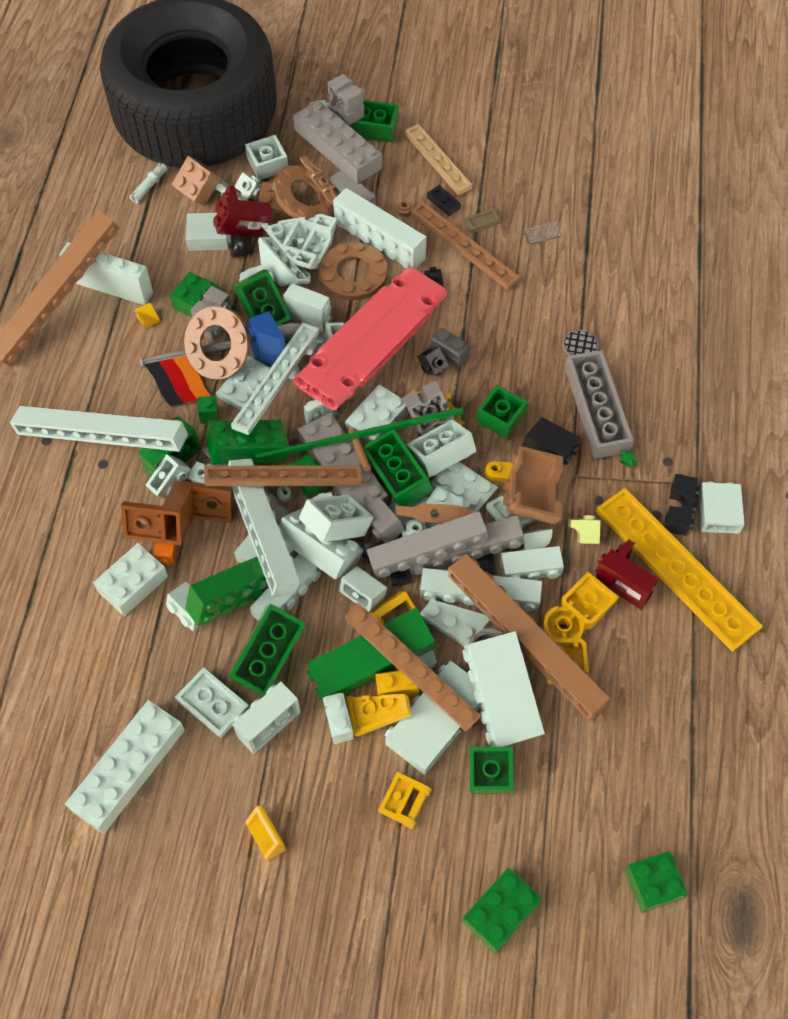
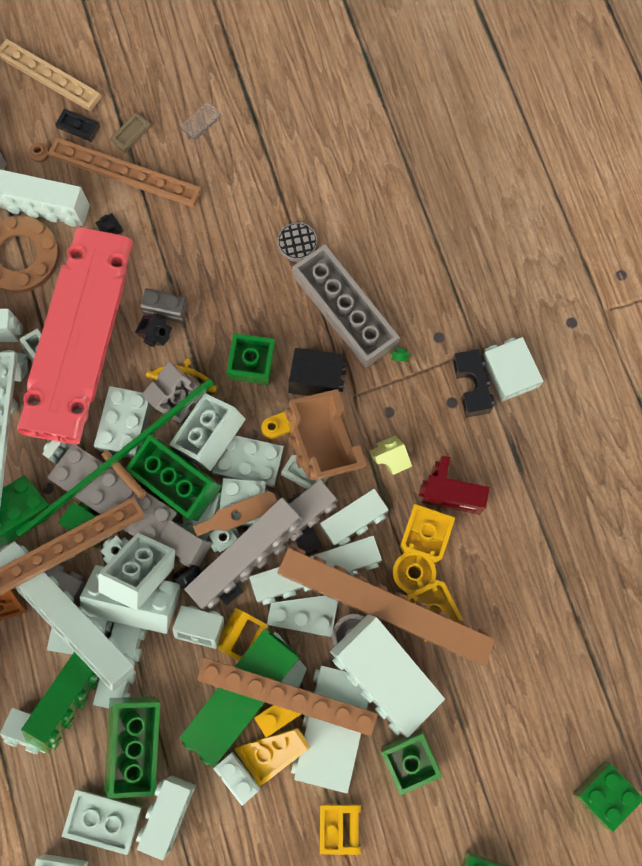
camera: 25 degrees left, 15 degrees up
(536, 538) = (346, 487): light aqua brick -> none
(679, 570) = (497, 455): yellow plate -> none

